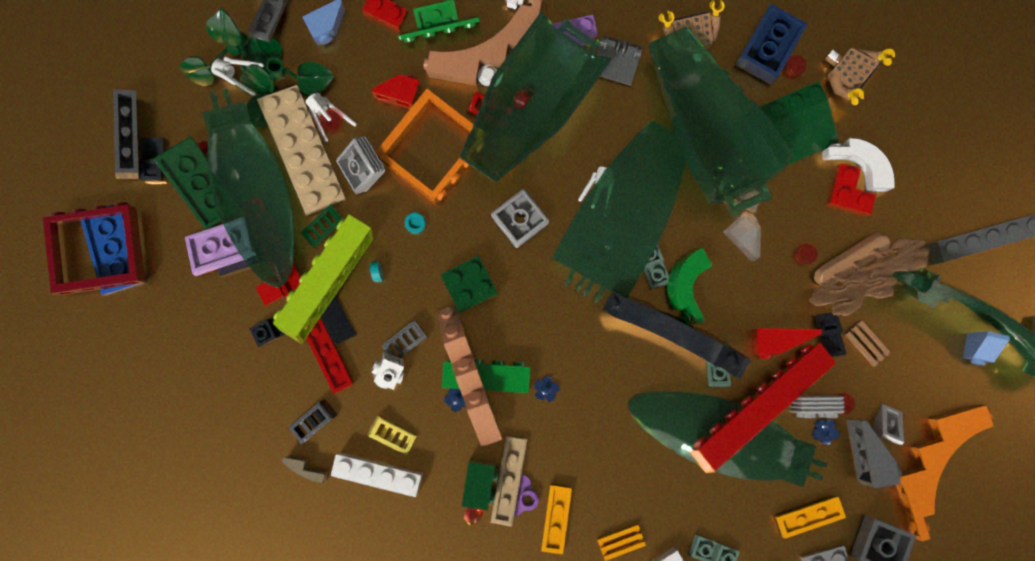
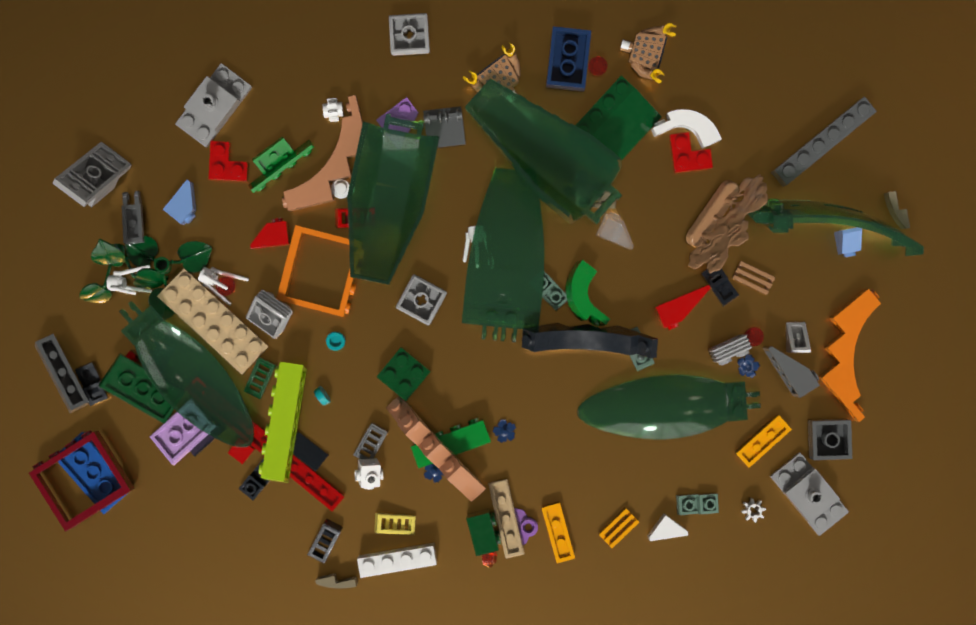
camera: 25 degrees left, 5 degrees up
(521, 99) = (378, 198): clear red plate -> none
(762, 408) = (686, 370): red brick -> none
(806, 254) = (672, 225): clear red plate -> none

